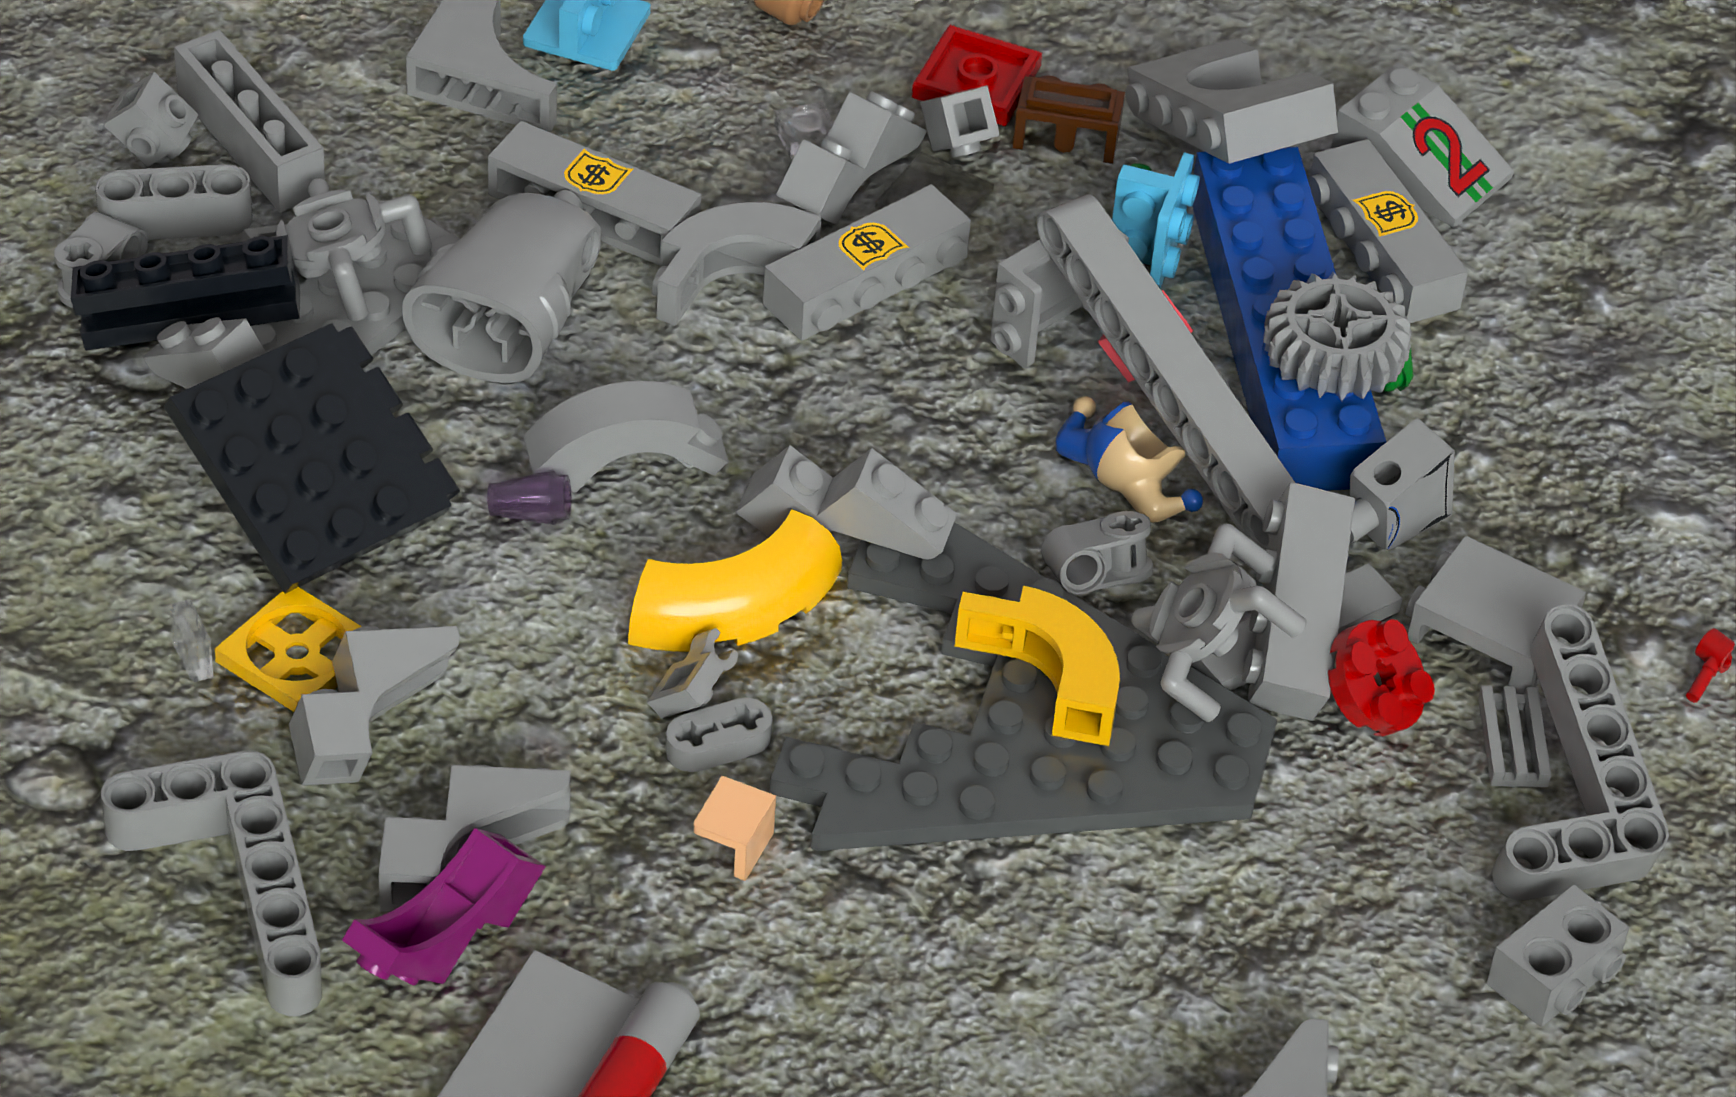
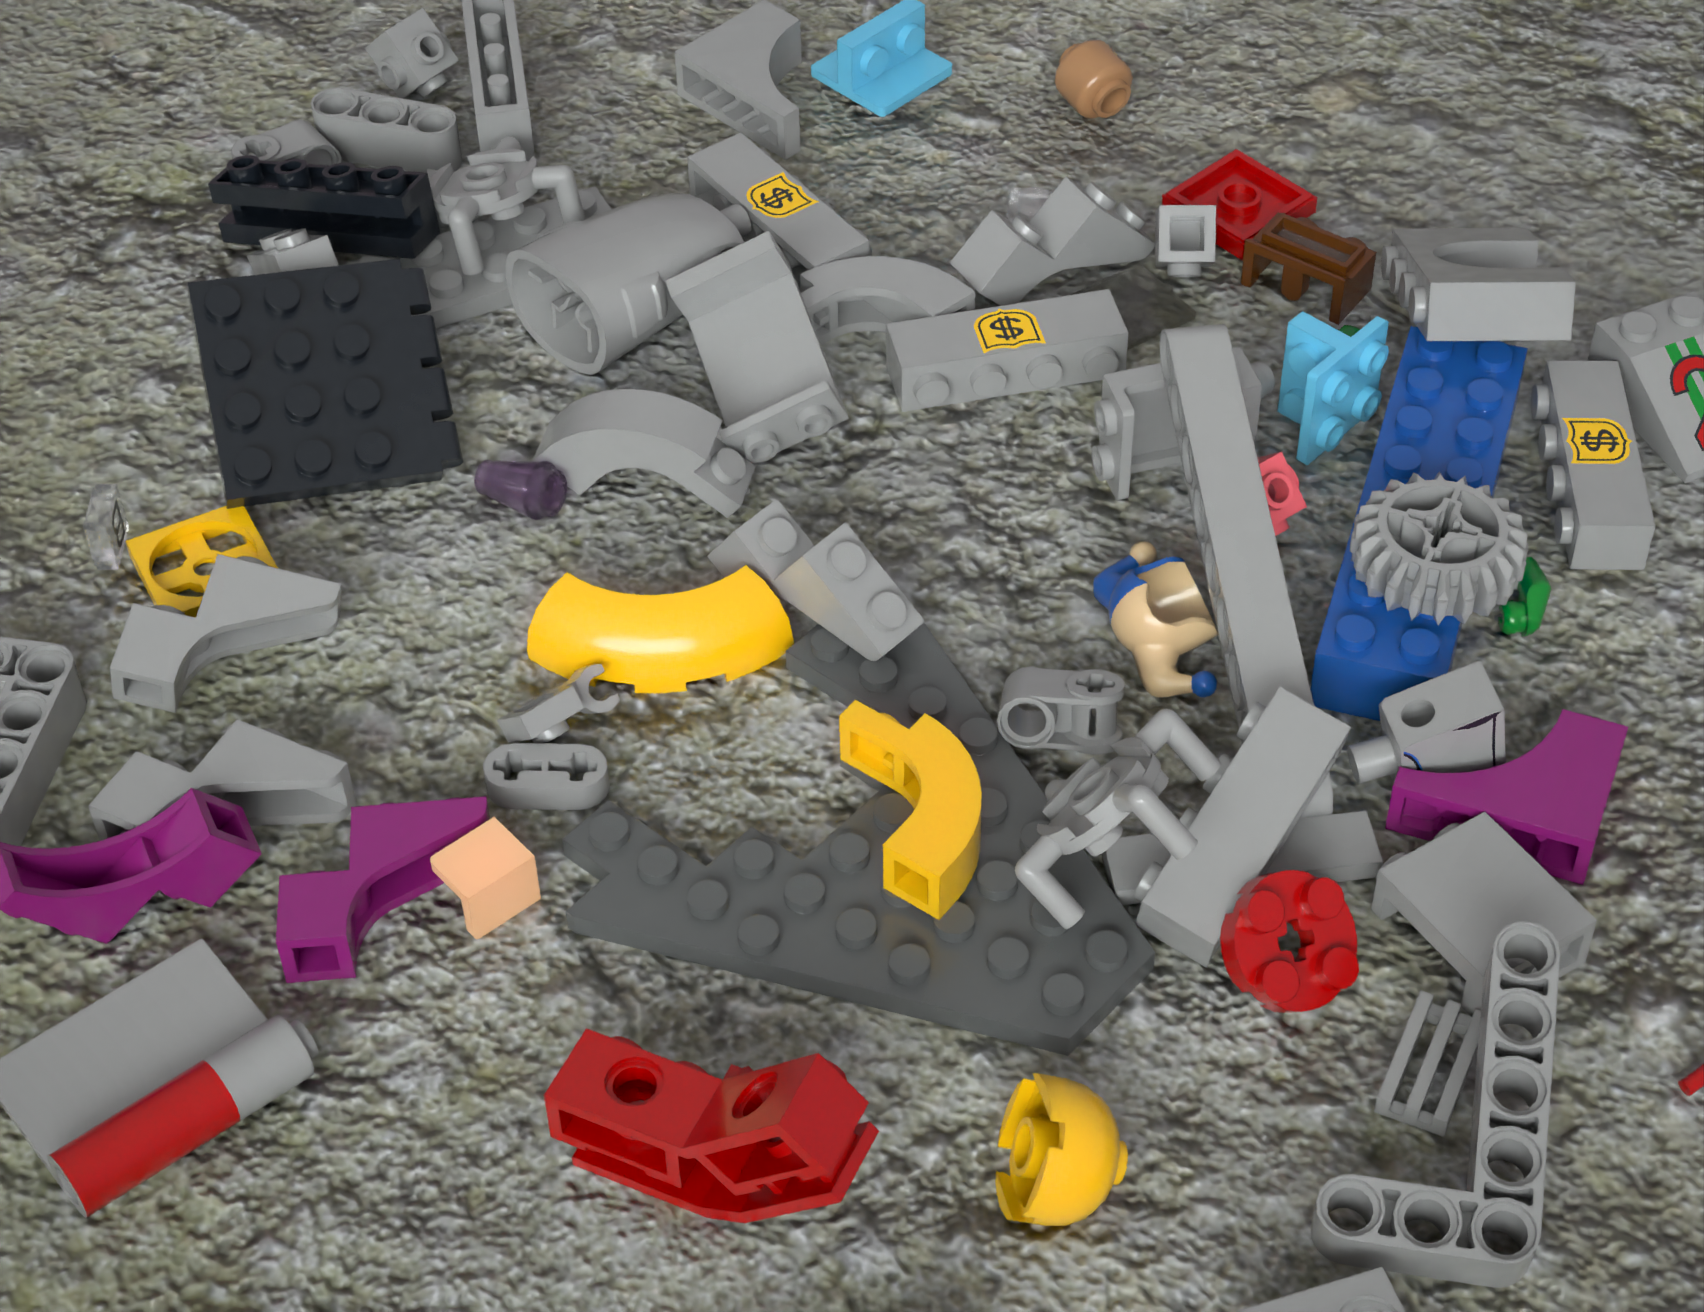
camera: 30 degrees right, 0 degrees up
(643, 838) = (391, 845): none -> magenta arch
(671, 318) = (758, 349): none -> light grey panel
(1059, 959) = (707, 1143): none -> red brick
(1298, 885) = (1061, 1152): none -> yellow cylinder
(1498, 507) = (1543, 799): none -> magenta arch

